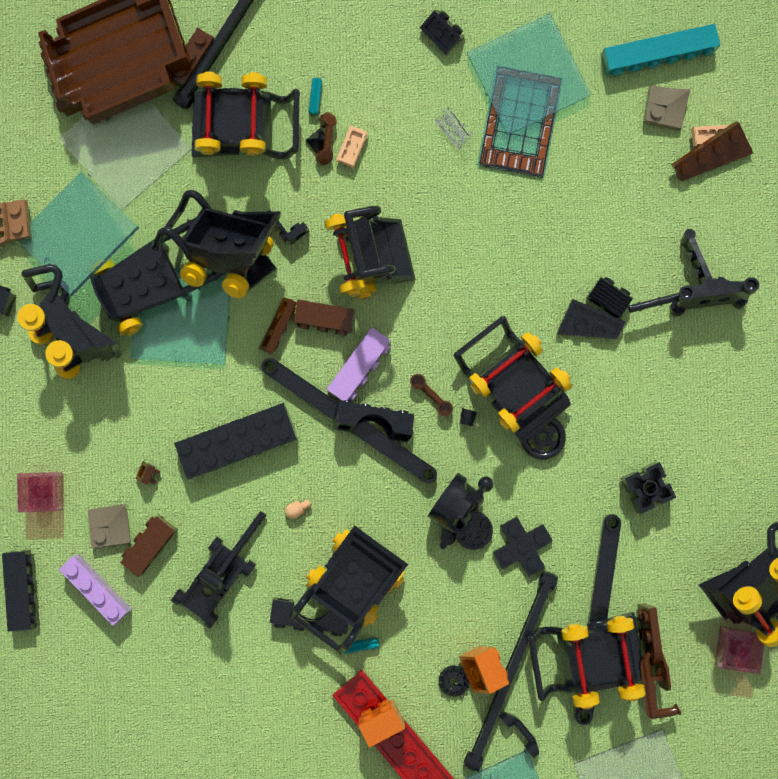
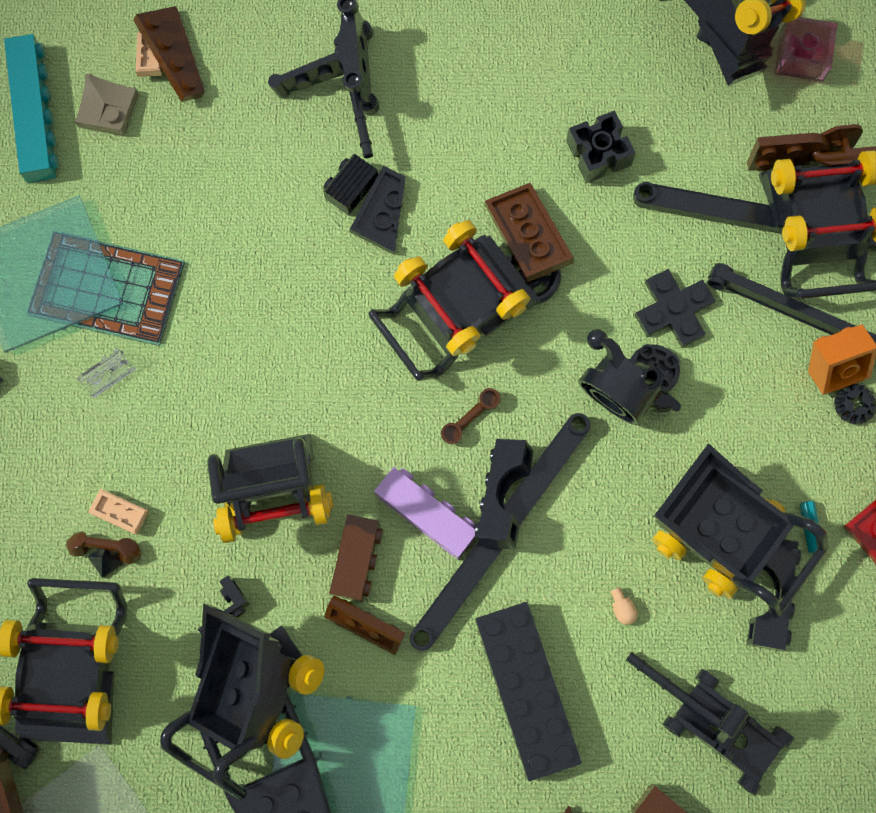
camera: 85 degrees left, 10 degrees down
(315, 96) = (41, 561): teal axle -> none
(467, 417) = (501, 370): black hose -> none
(575, 434) = (529, 232): none -> reddish brown plate

